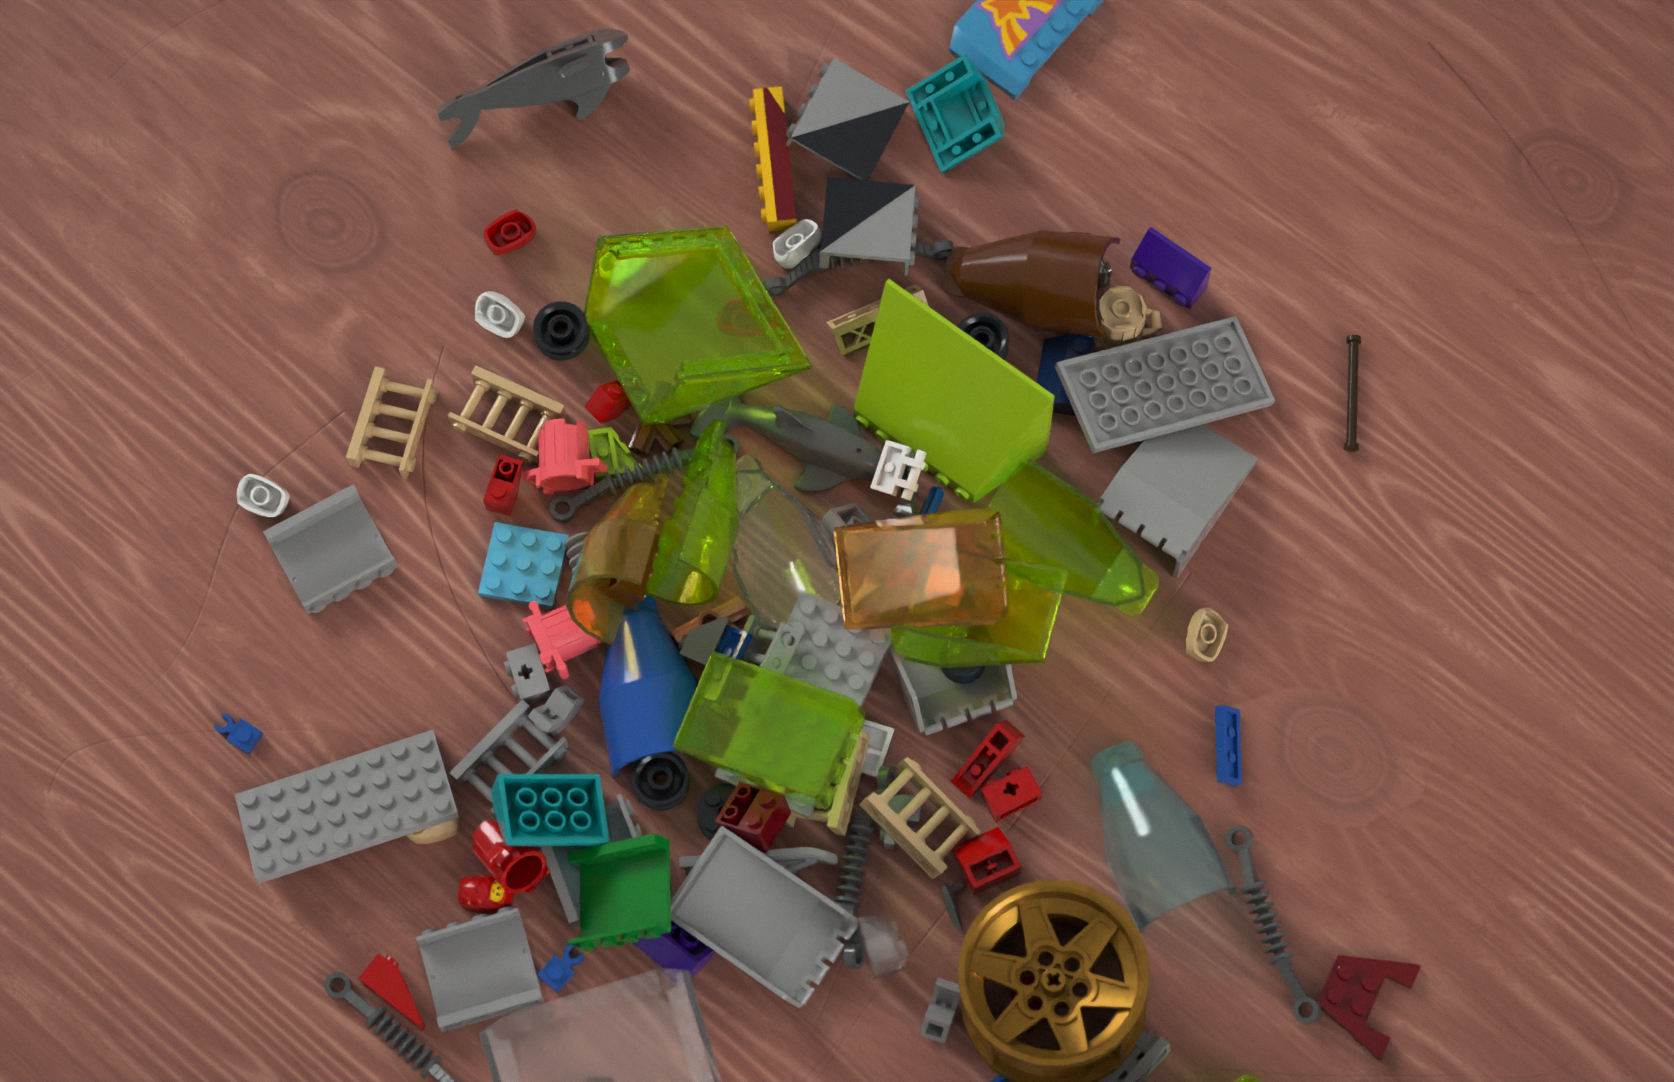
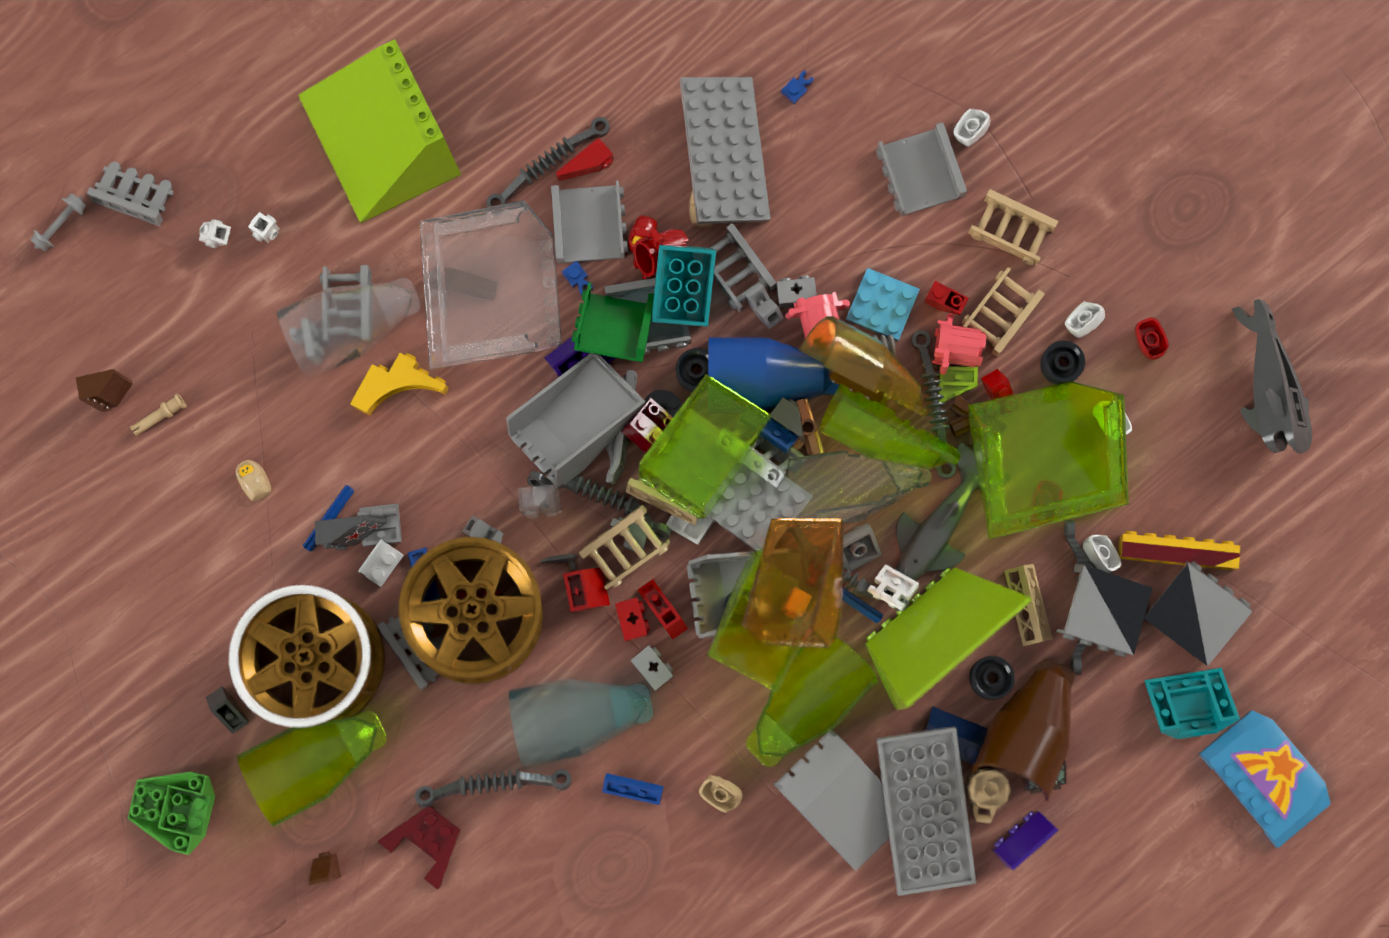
camera: 105 degrees right, 10 degrees up
(1062, 767) = (642, 662): none -> light grey brick

